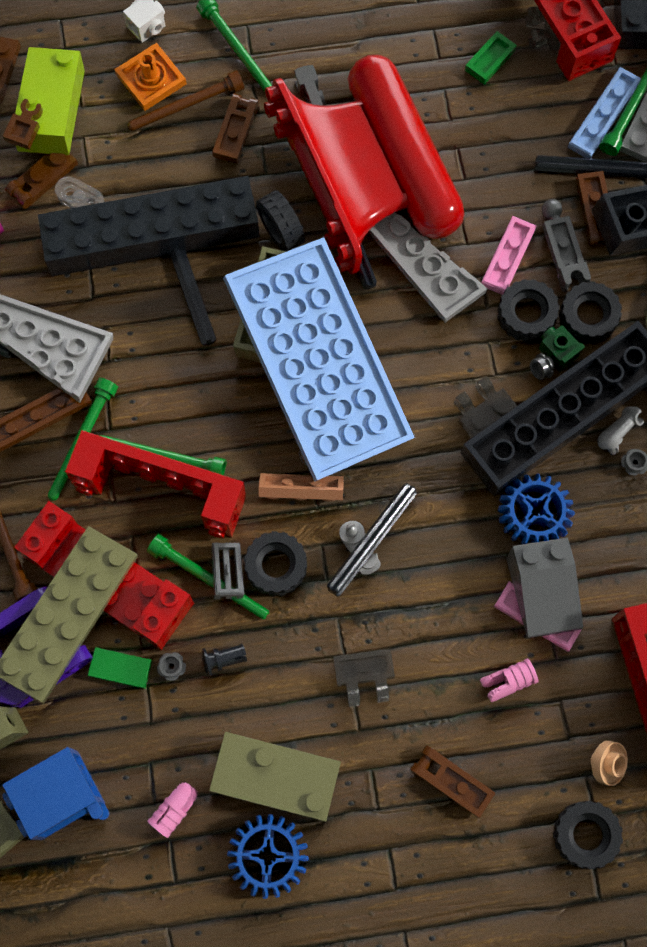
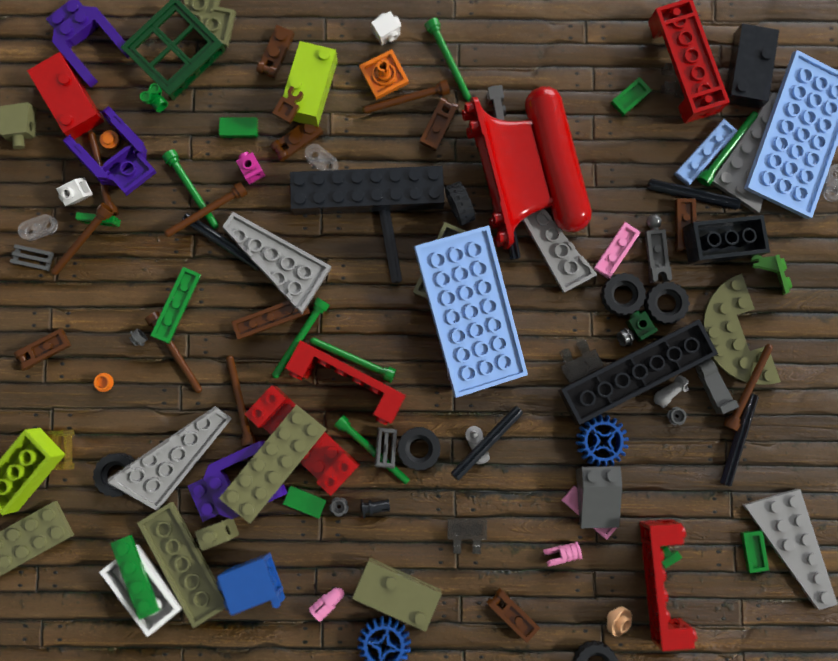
camera: 10 degrees right, 10 degrees up
(300, 487) = (443, 397): nougat plate -> none

